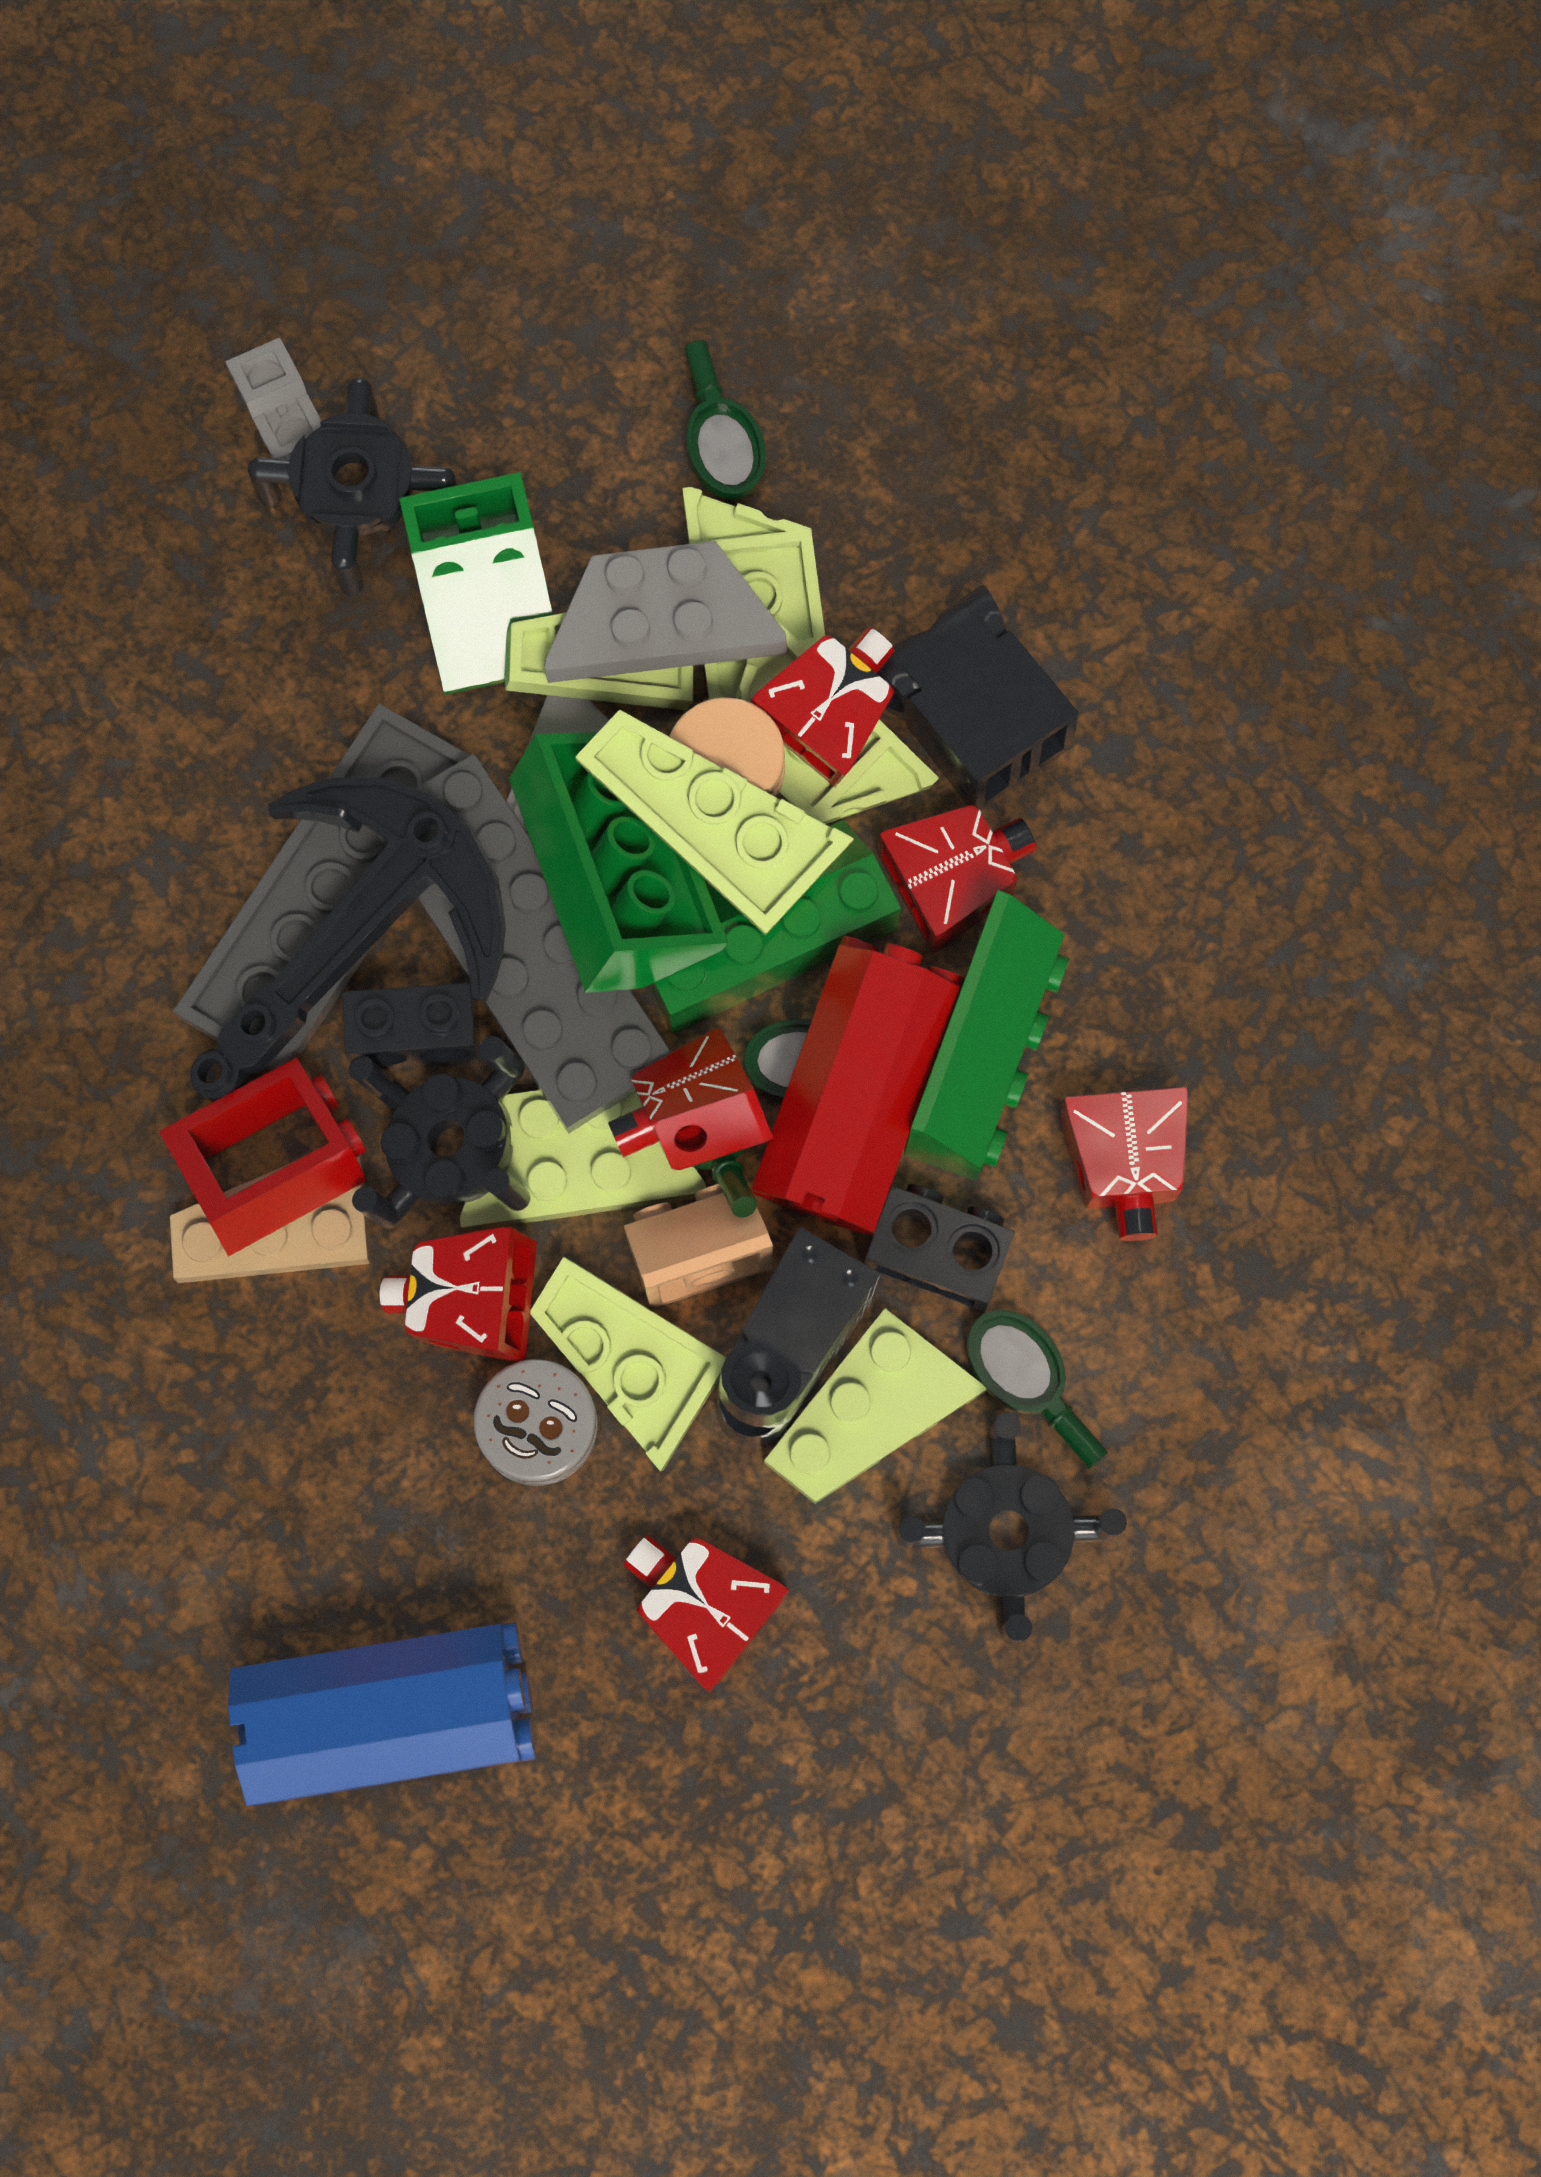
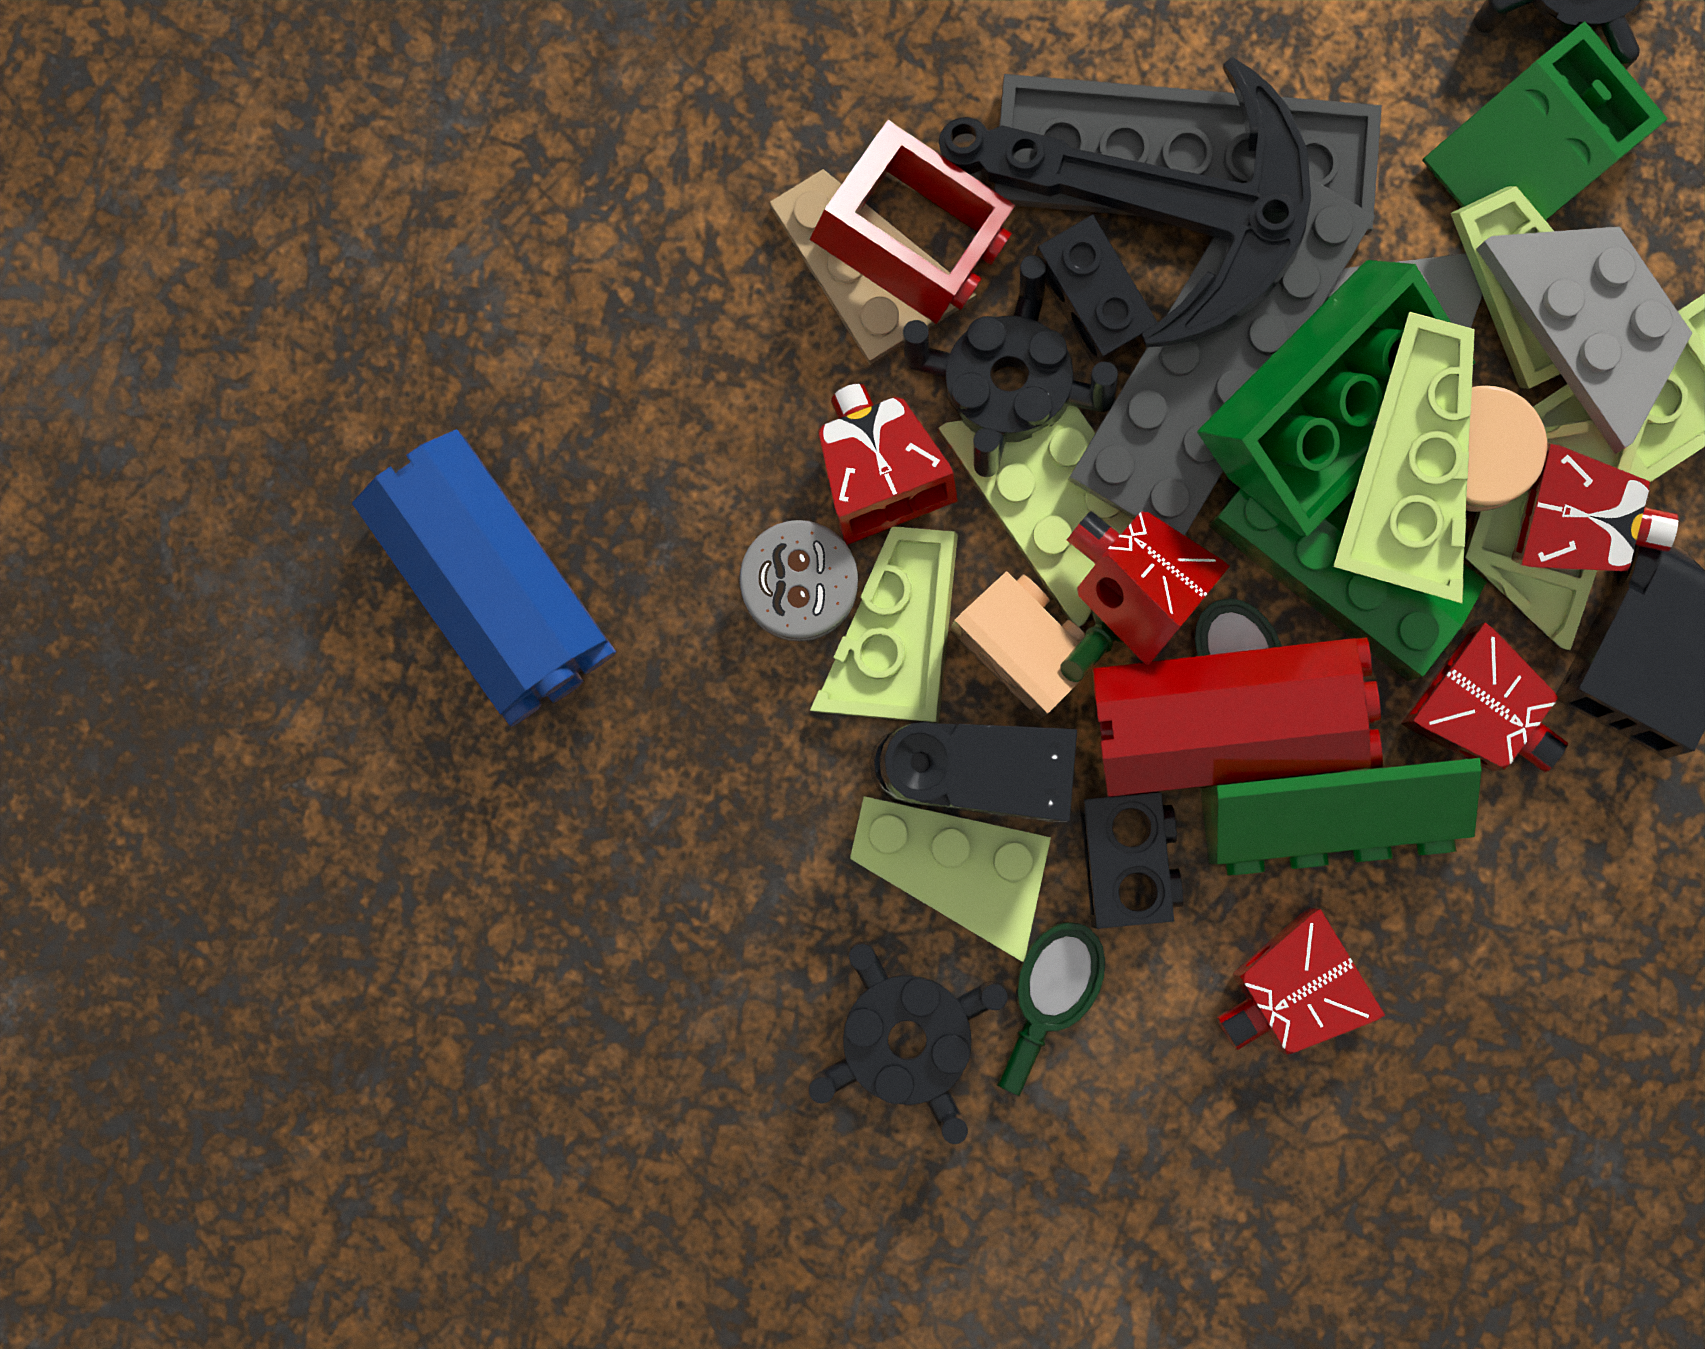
camera: 65 degrees right, 10 degrees up
(703, 1604) = (712, 804): red torso -> none

